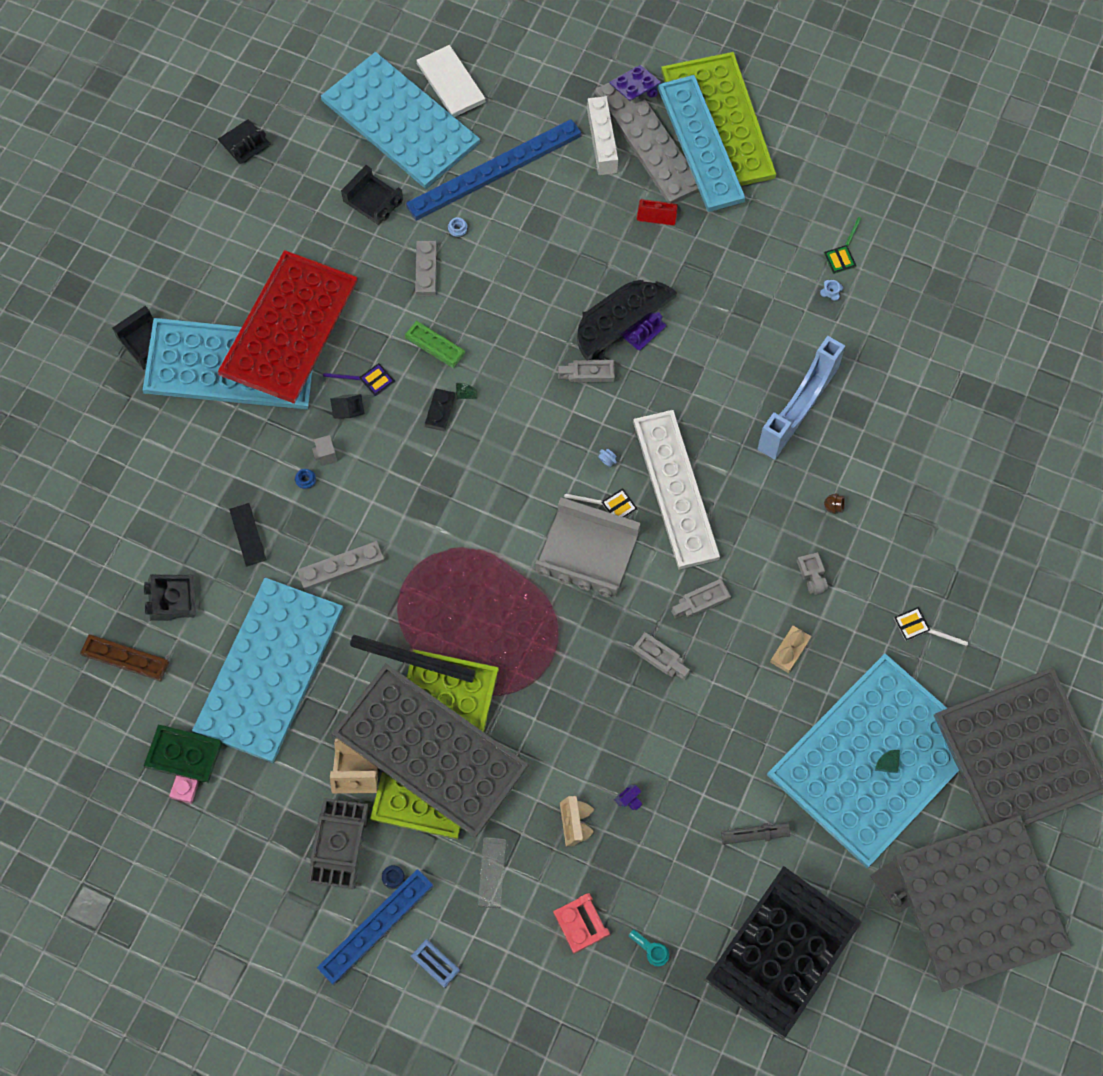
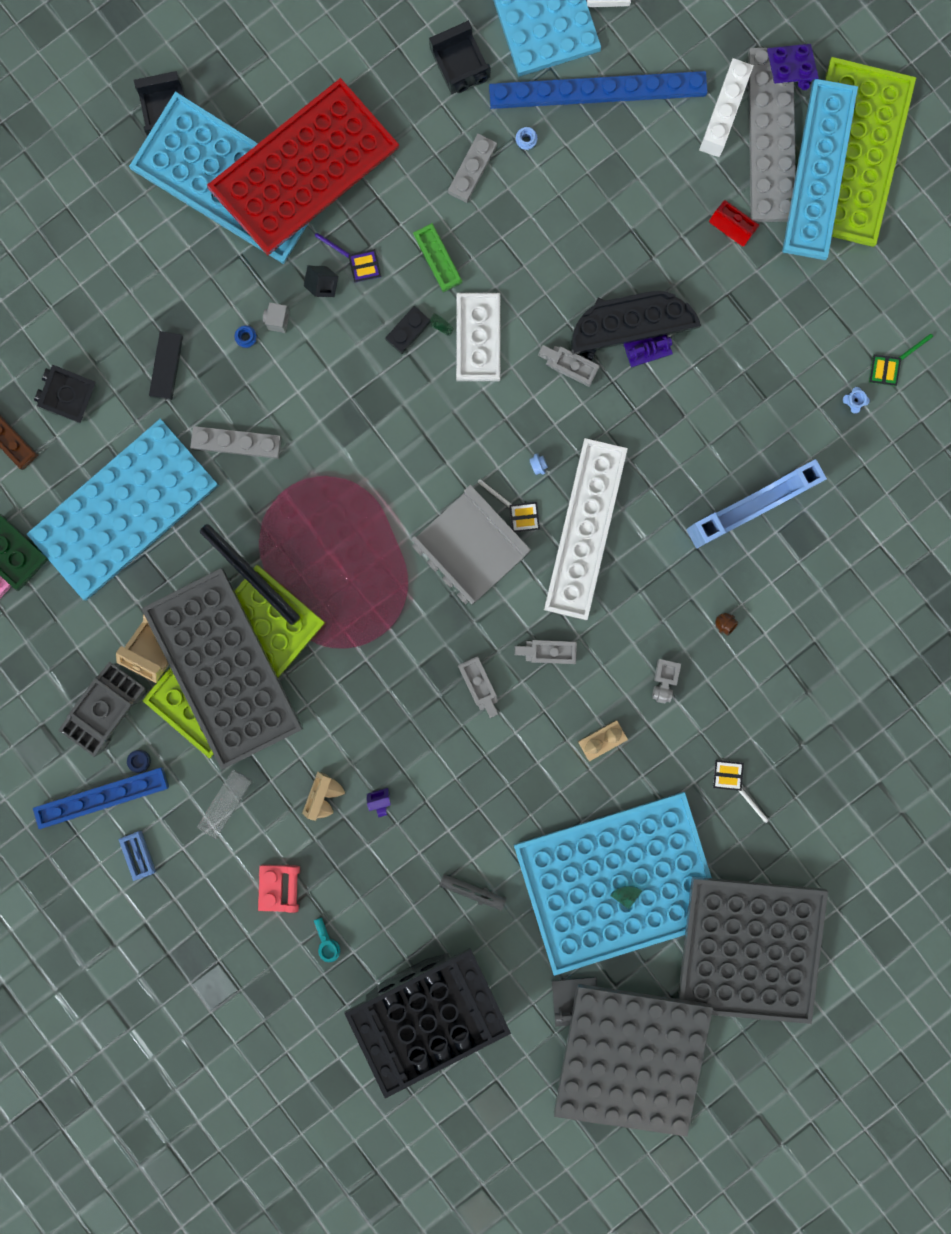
camera: 30 degrees right, 20 degrees up
(501, 387) = (478, 337): none -> white tile

